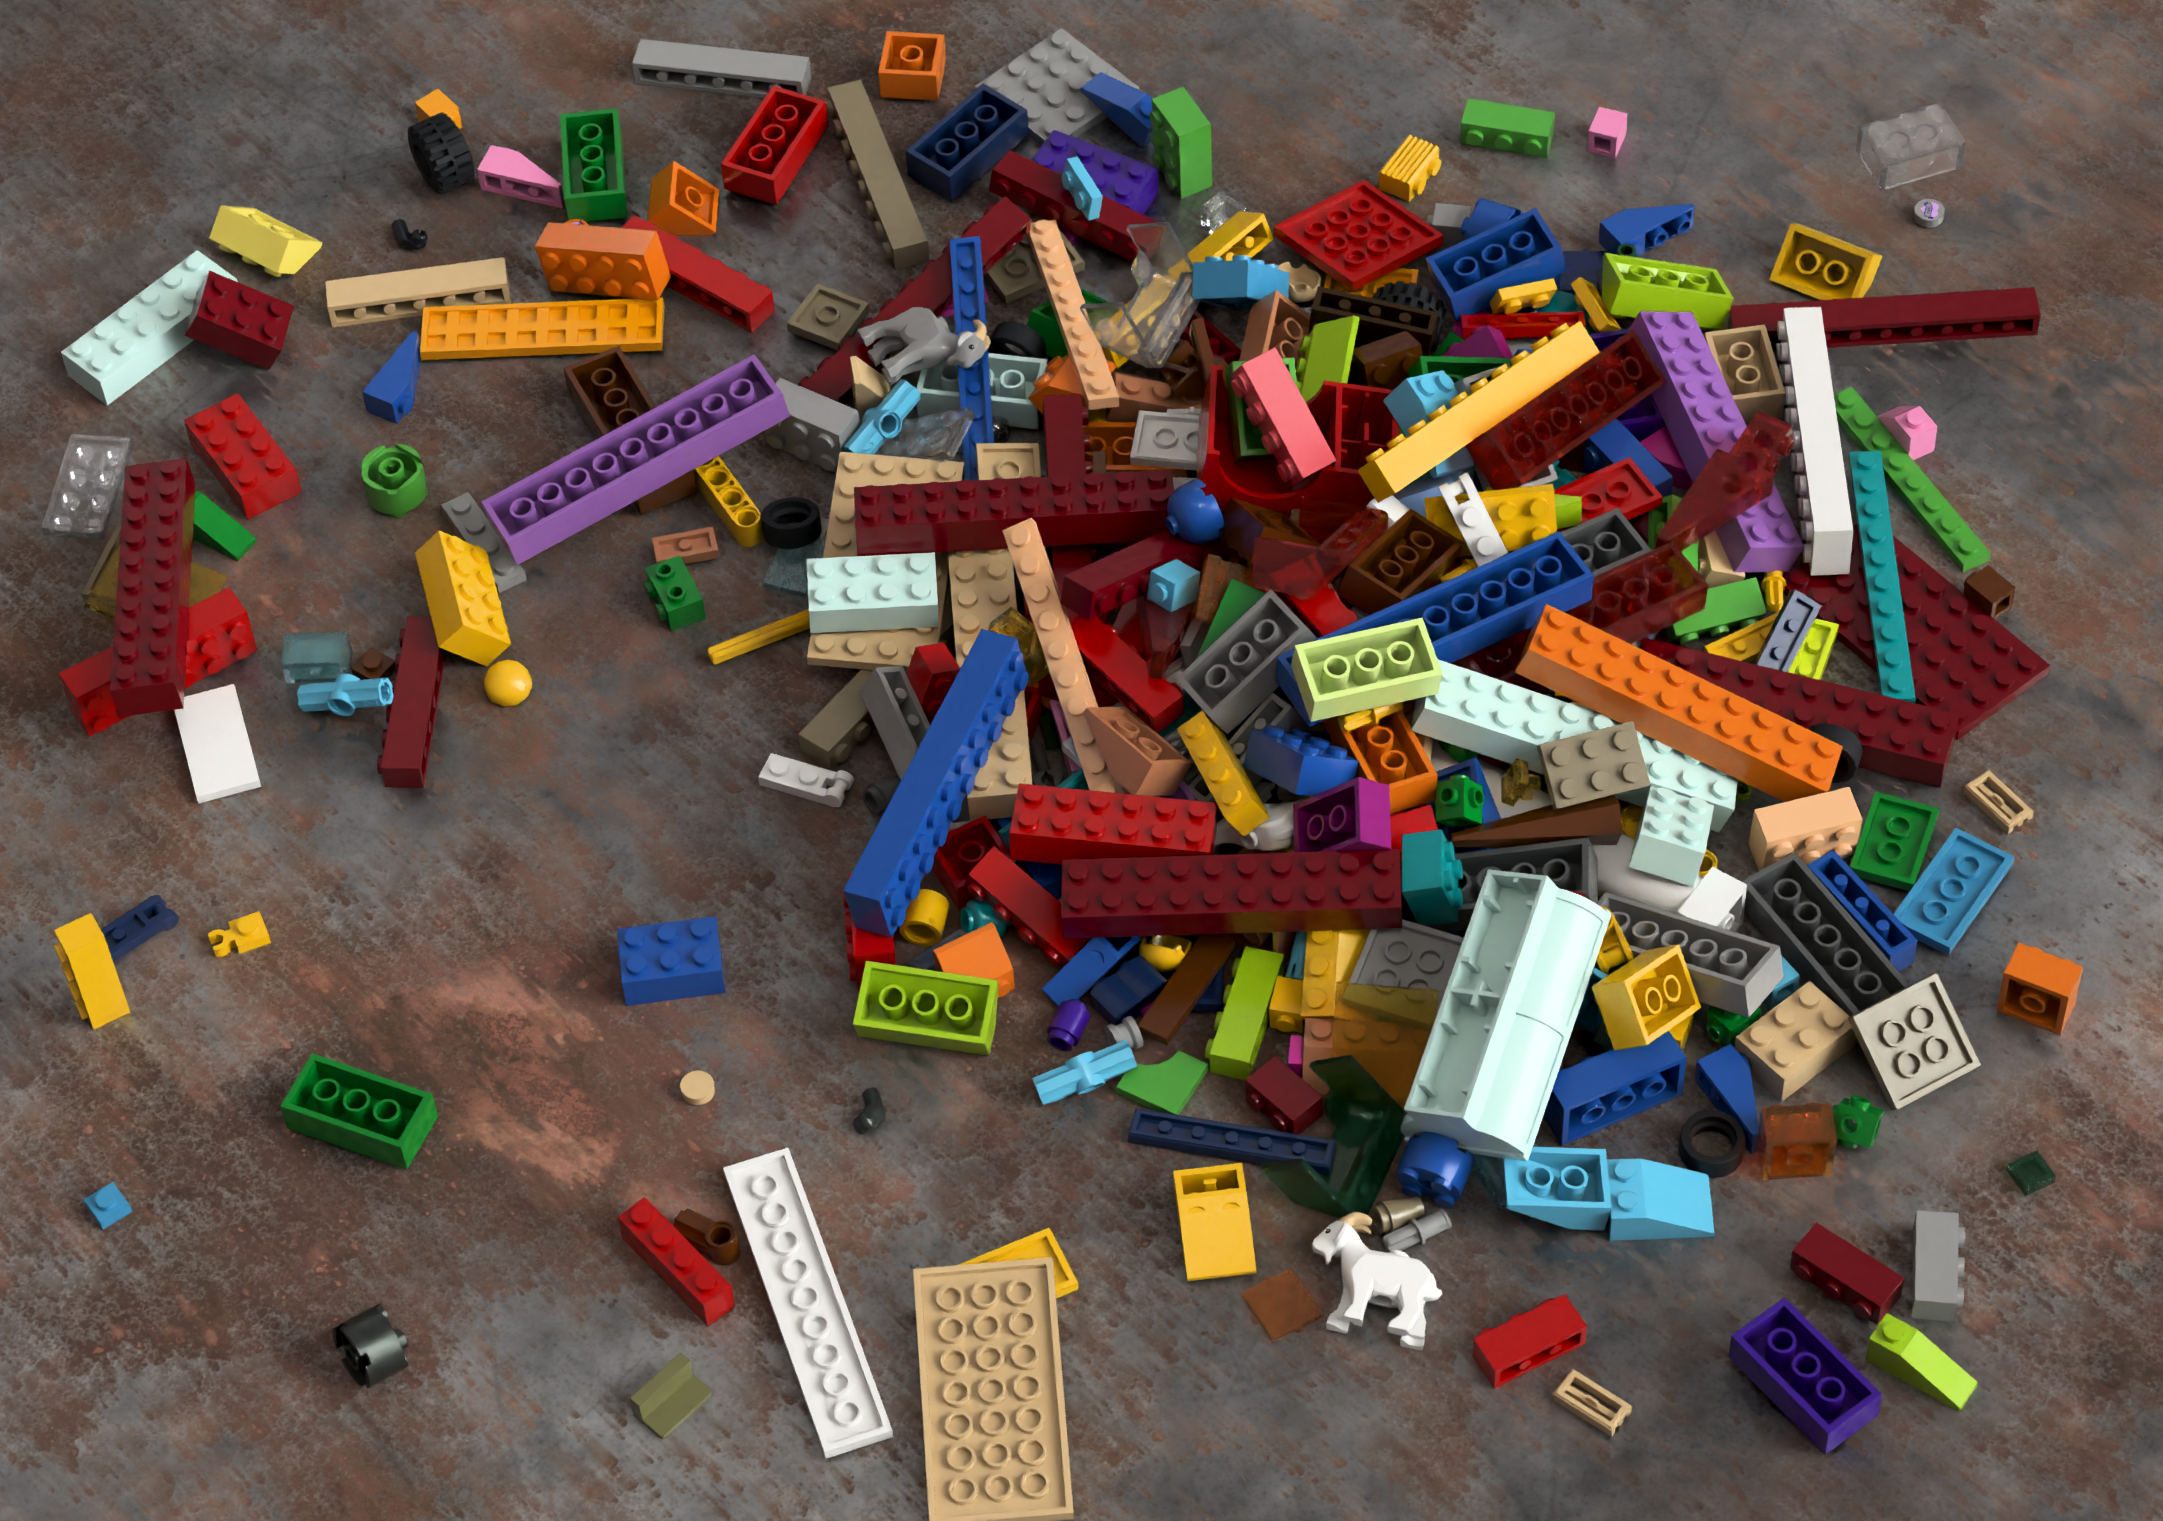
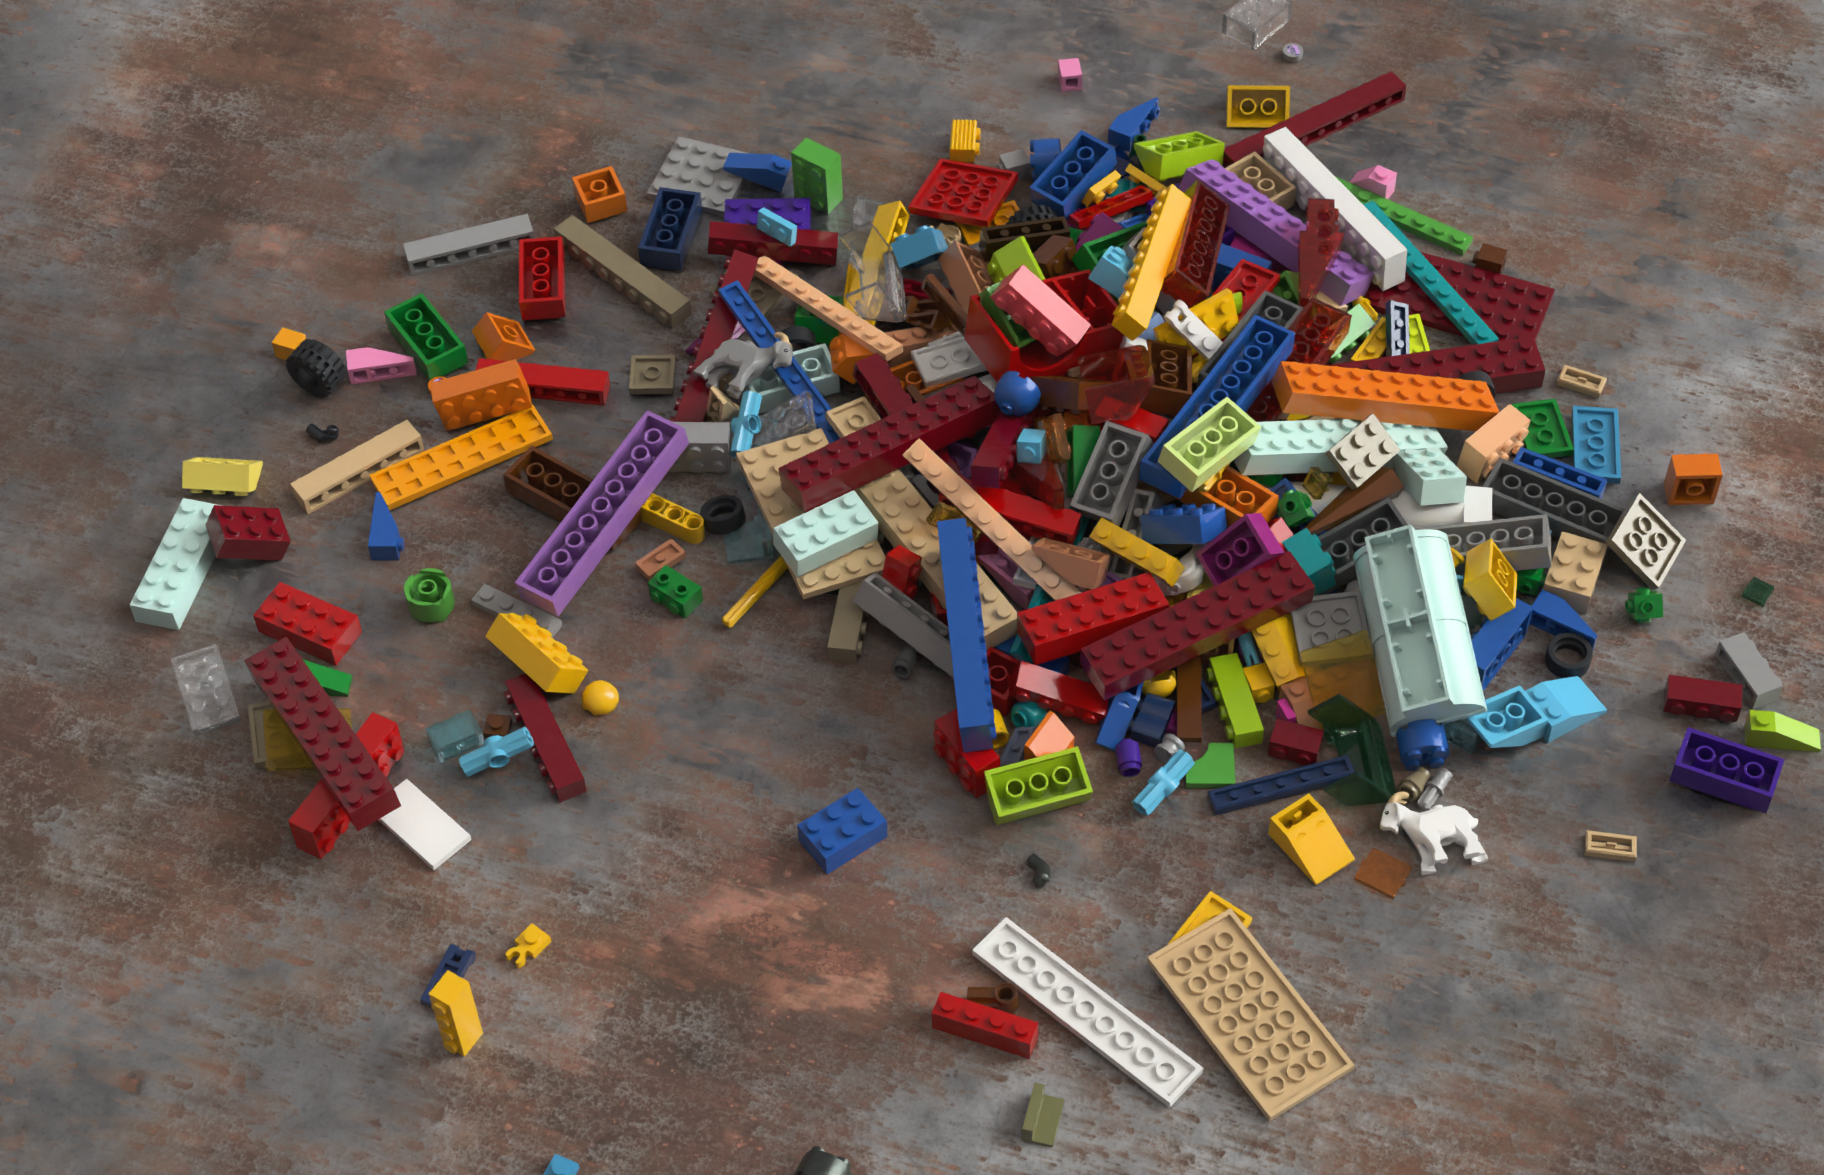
camera: 30 degrees left, 0 degrees up
(359, 1111) = (700, 1024): green brick -> none
(697, 1087) = (914, 906): tan tile -> none
(805, 780) = (846, 676): white plate -> none
(1507, 127) = (1006, 94): bright green brick -> none
(1529, 1340) = (1549, 824): red brick -> none
(1796, 1141) = (1623, 630): clear orange brick -> none

